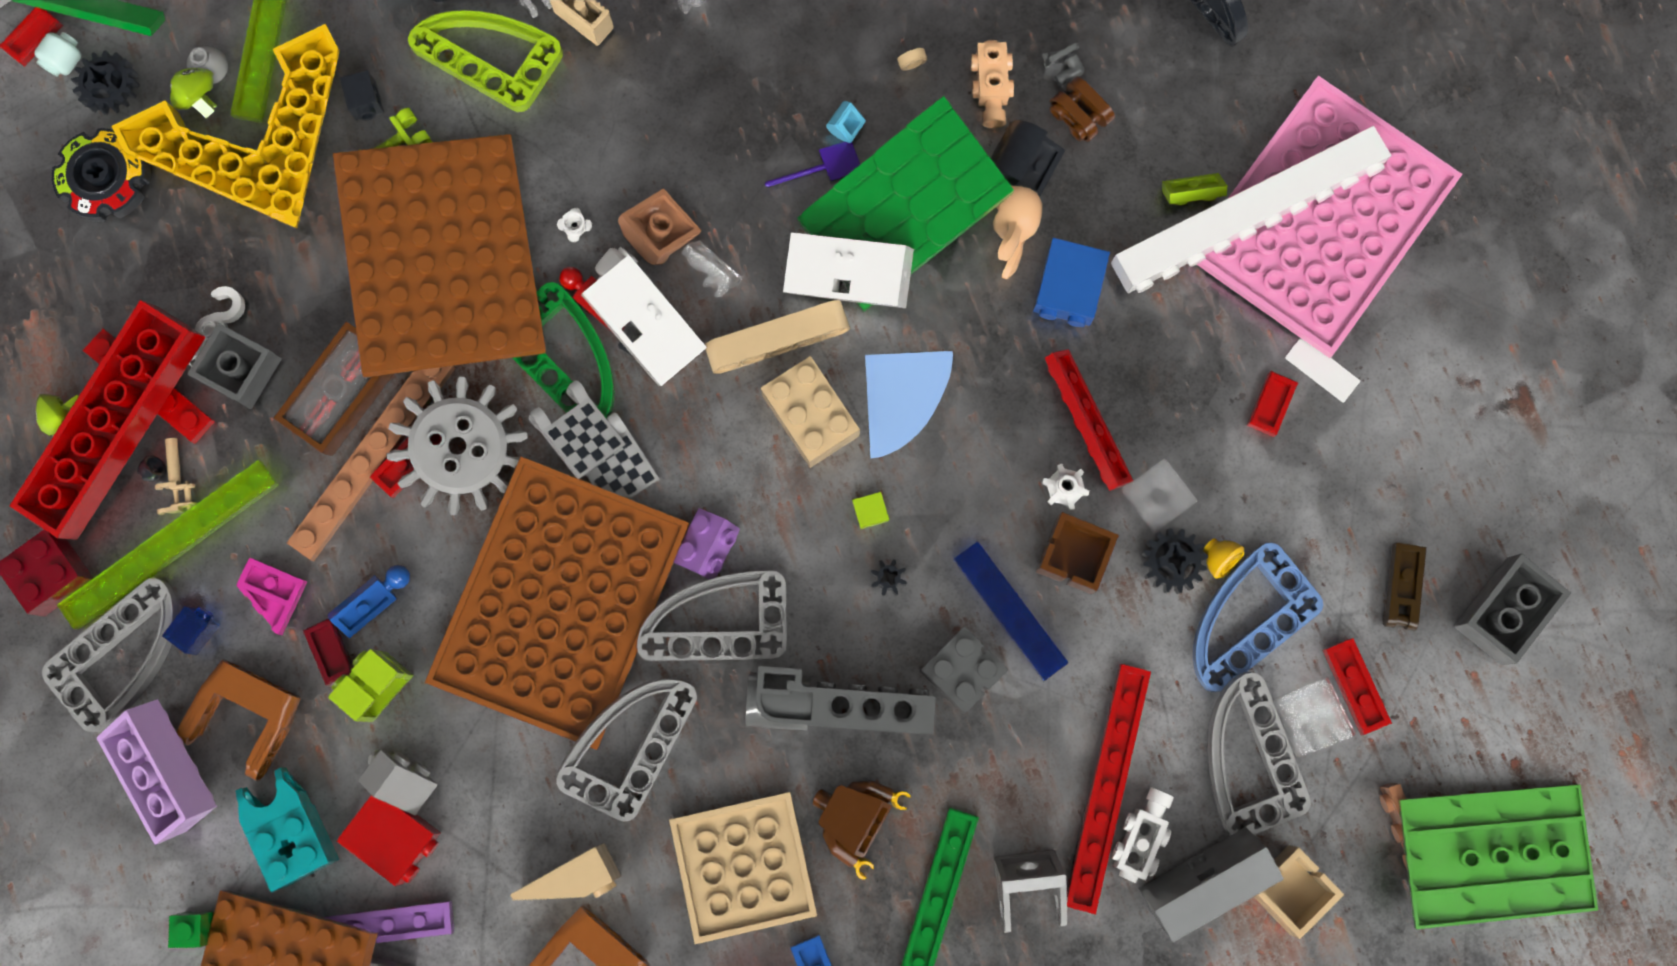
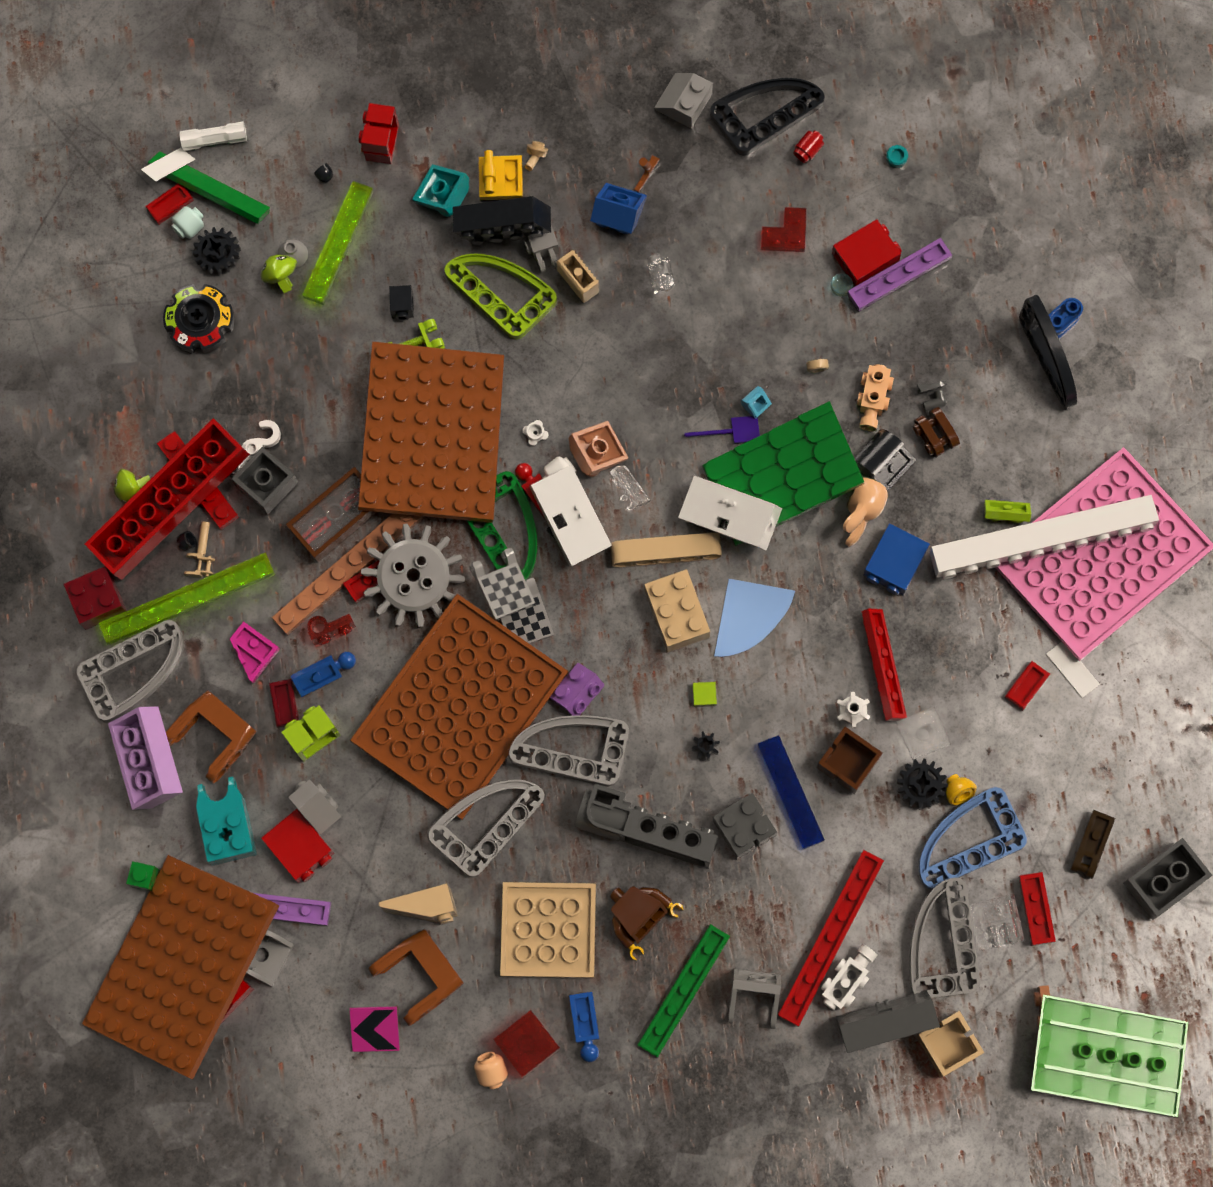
camera: 20 degrees right, 5 degrees down
(191, 629) = (190, 663): clear blue brick -> none
(263, 179) = (323, 348): yellow wedge -> none
(378, 534) = (337, 627): none -> clear red plate

